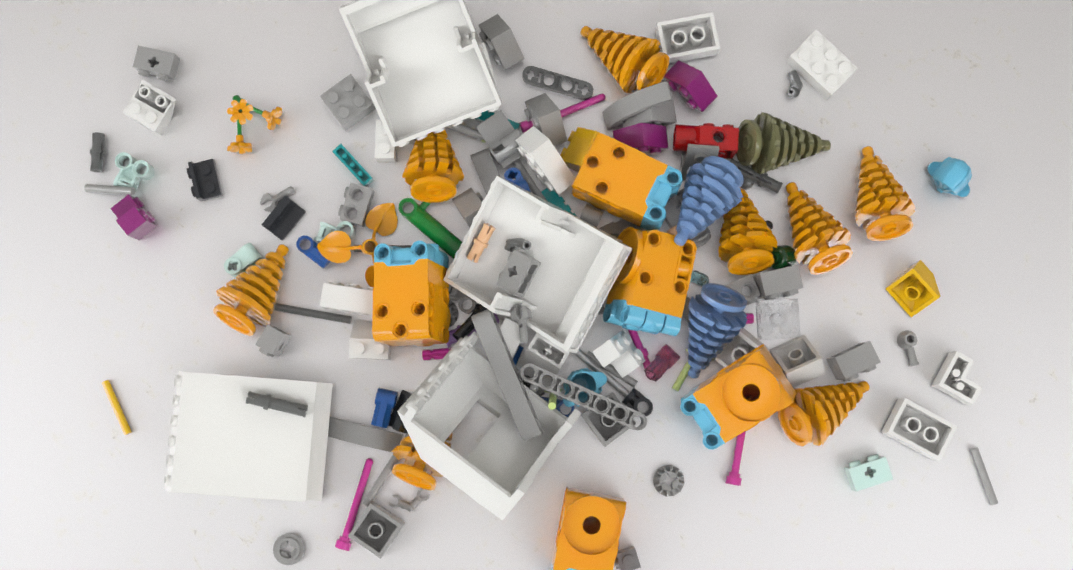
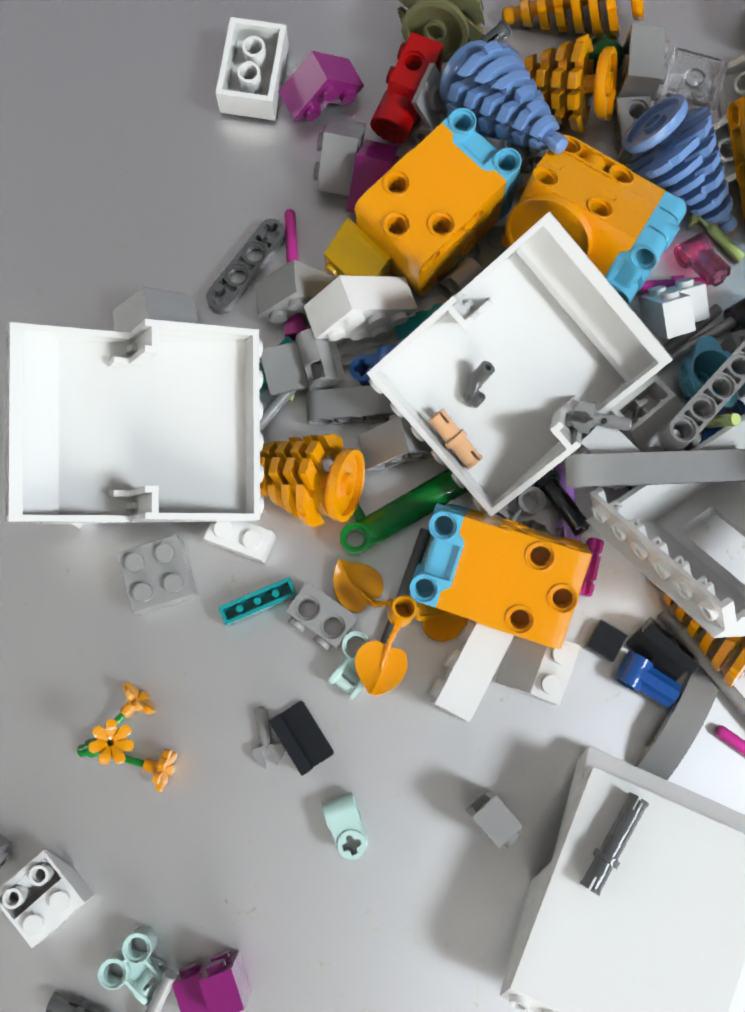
camera: 75 degrees left, 5 degrees down
(205, 180) = (194, 846): black bracket -> none
(252, 294) = (409, 826): light orange plant -> none
(313, 252) = (372, 707): blue piece -> none
(313, 313) = (464, 743): dark grey bar -> none
(399, 377) = (605, 640): none -> black tile
(518, 273) = (519, 381): light grey brick -> none
(629, 58) = (253, 148): light orange plant -> none
(635, 103) = (324, 157): light grey slope -> none

